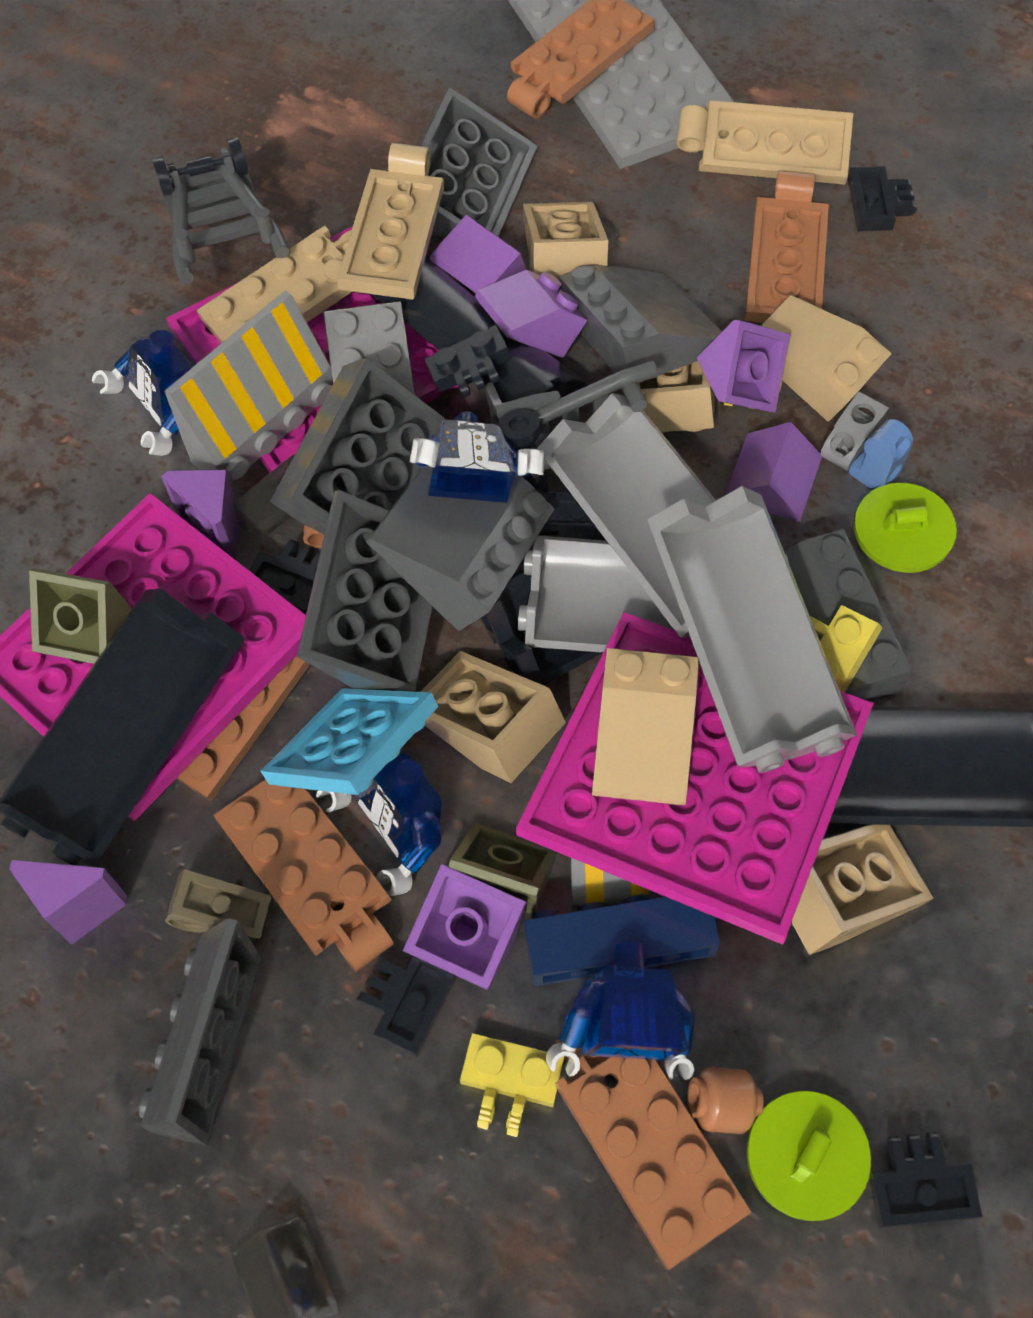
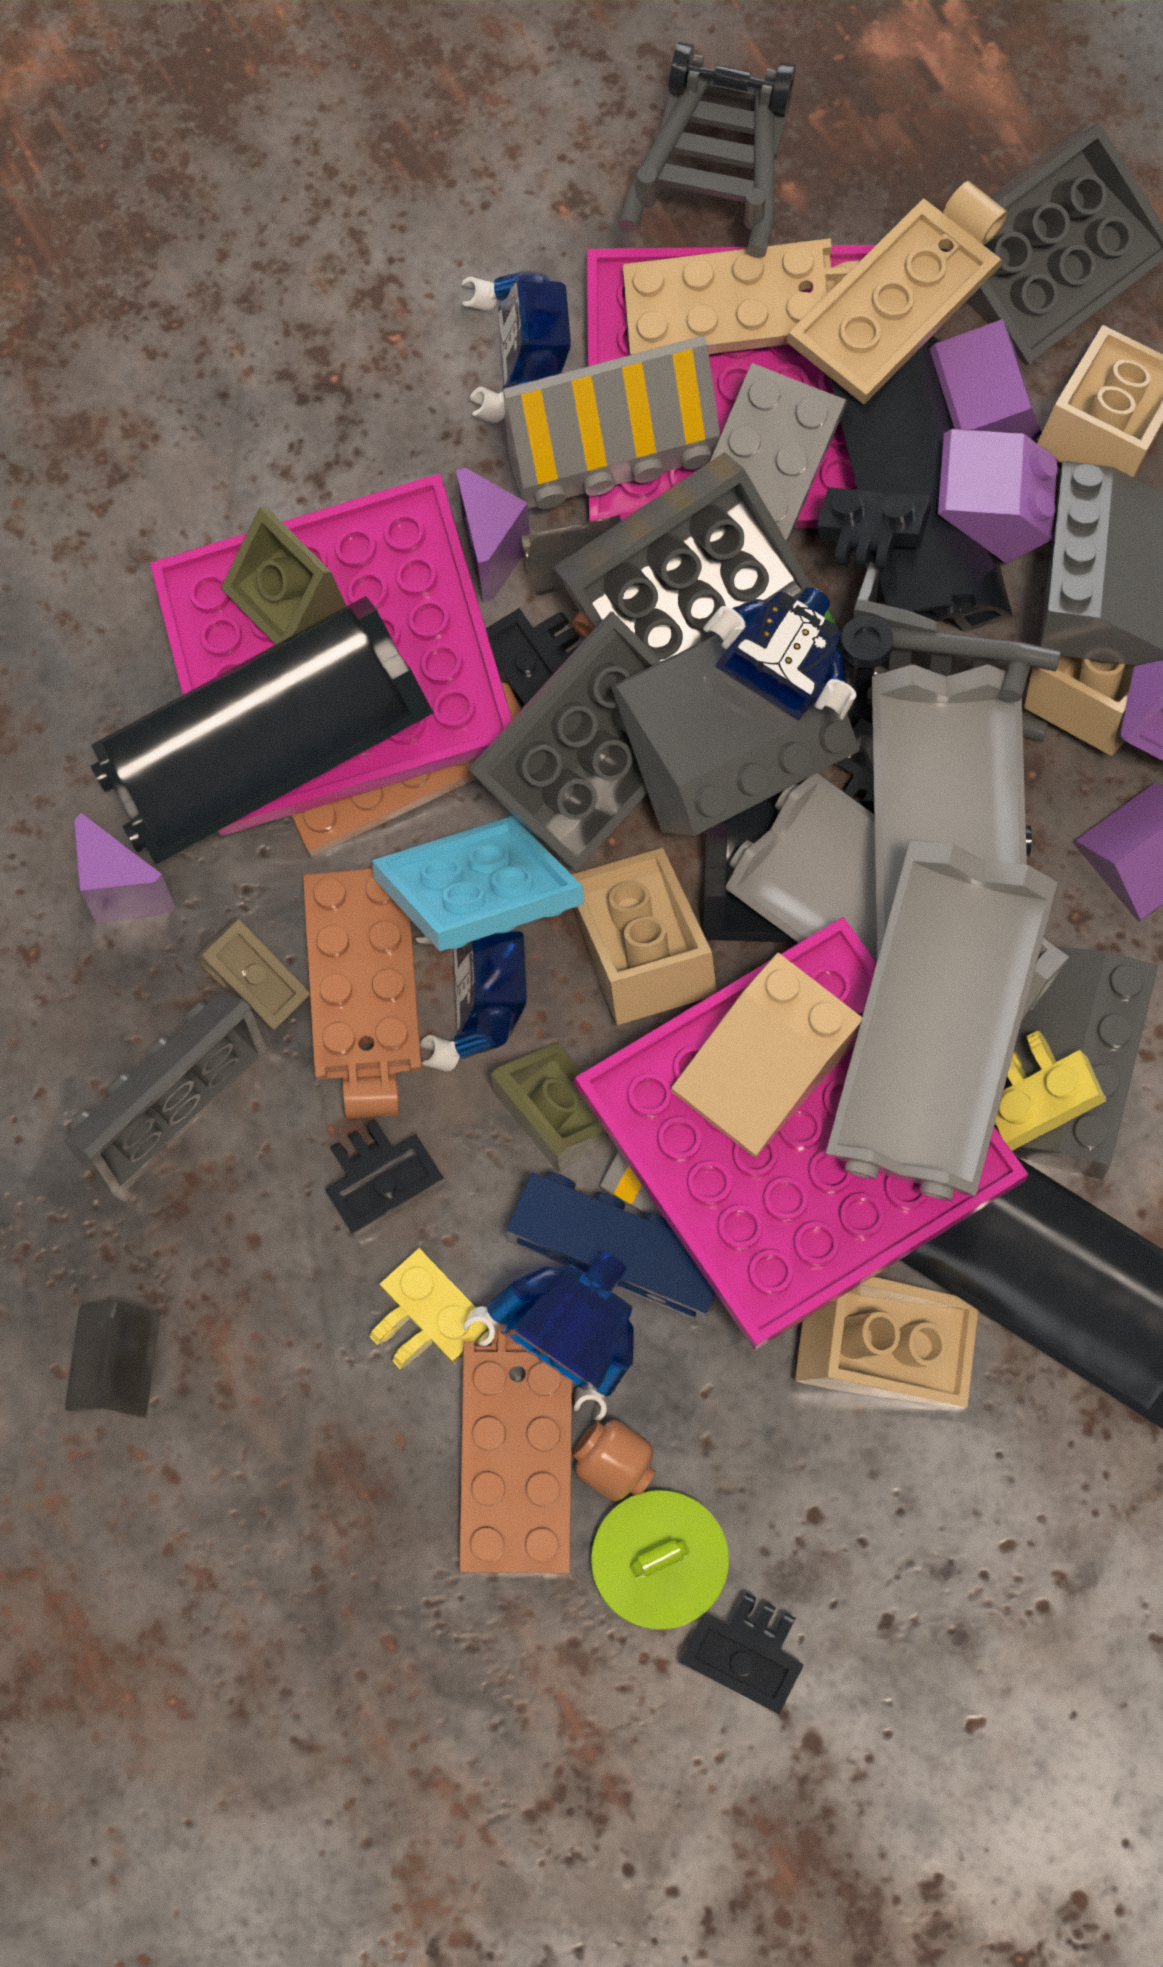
camera: 35 degrees right, 10 degrees up
(466, 927) = (474, 1144): medium lavender slope -> none

